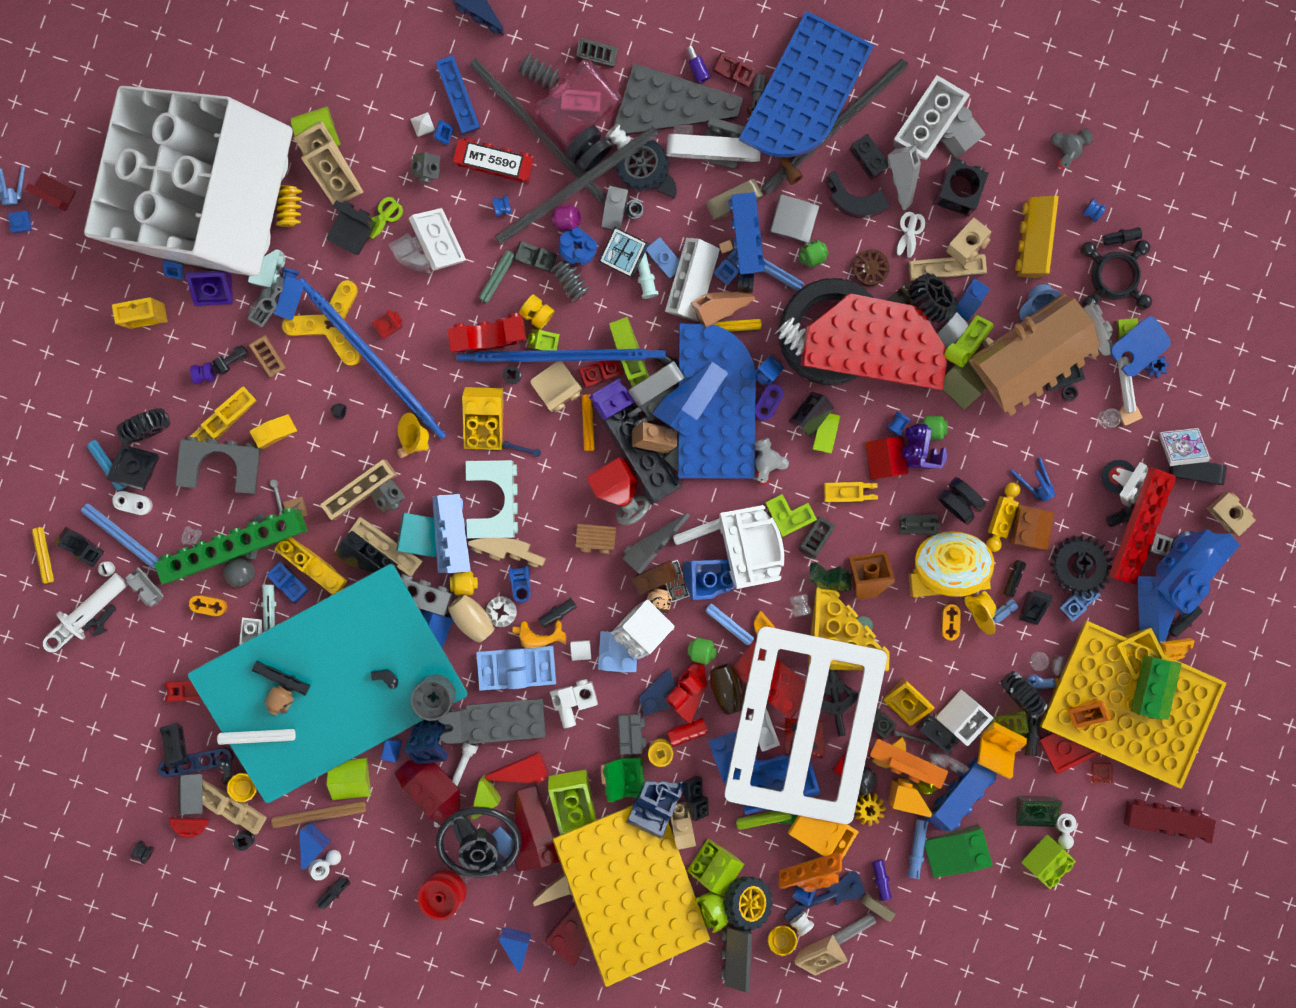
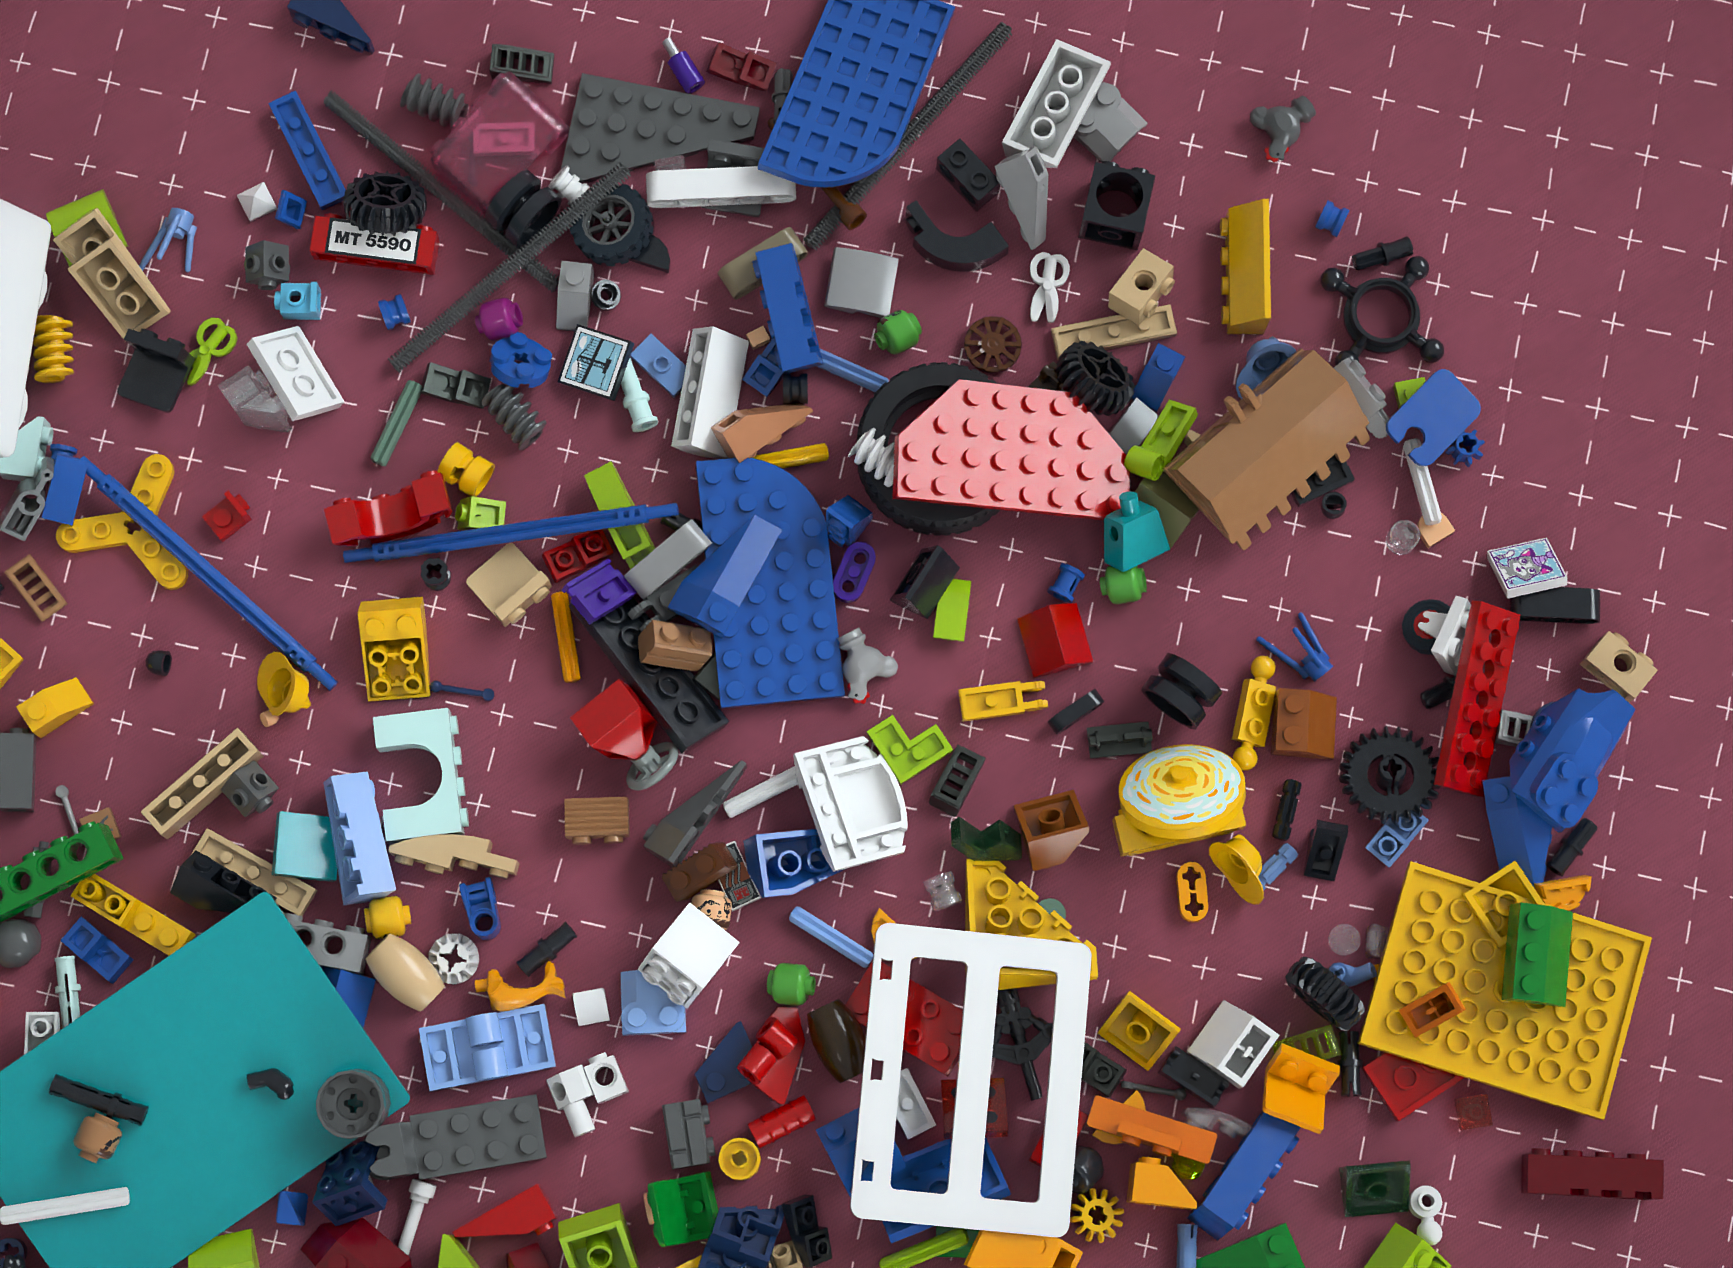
camera: 15 degrees left, 10 degrees down
(371, 135) = (175, 225): none -> medium blue plant
(448, 196) = (306, 308): none -> medium azure brick
(502, 136) = (384, 203): none -> black gear
(894, 504) = (1075, 711): none -> black beam
(917, 449) = (1098, 624): dark purple piece -> none
(944, 399) = (1133, 533): none -> teal torso

